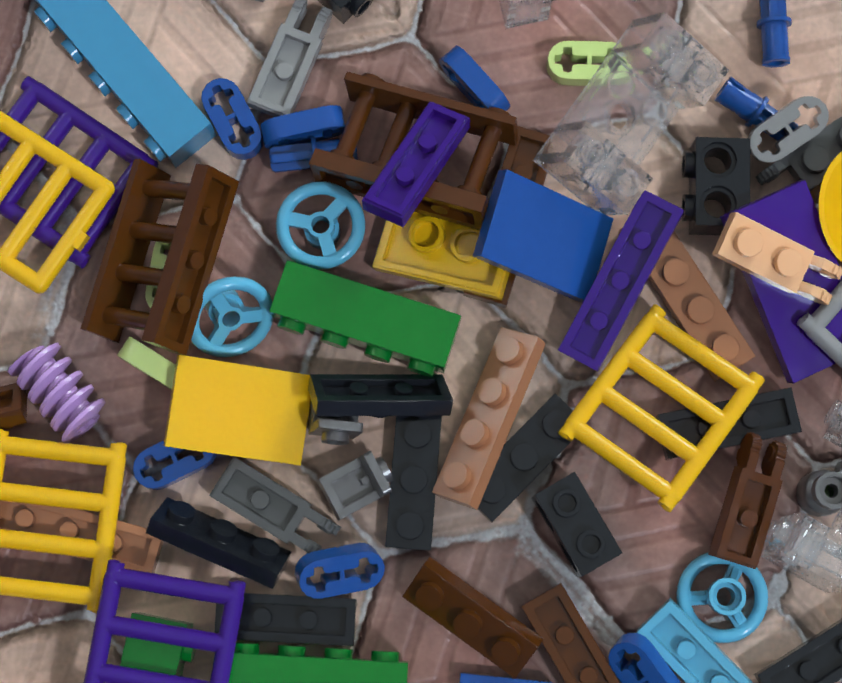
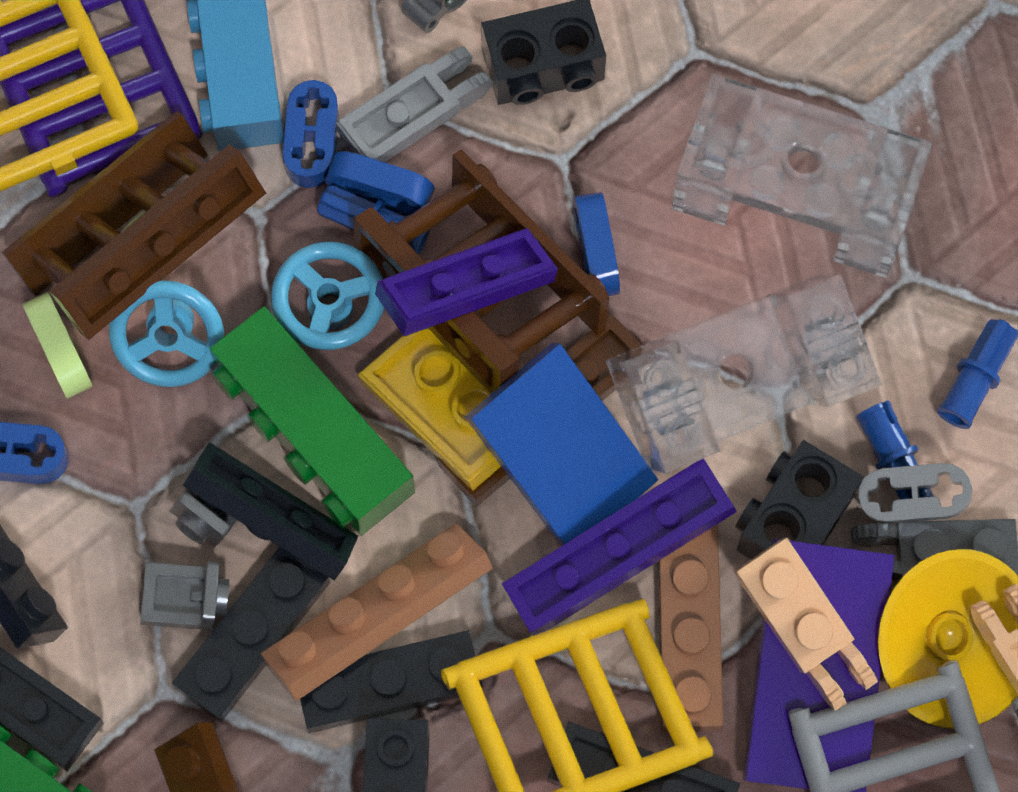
camera: 30 degrees right, 10 degrees down
(238, 410) = (108, 437): yellow tile -> none
(268, 505) = (77, 563): dark grey hinge -> none
(339, 570) = (97, 689): blue beam -> none
(580, 52) = (739, 281): yellowish green beam -> none

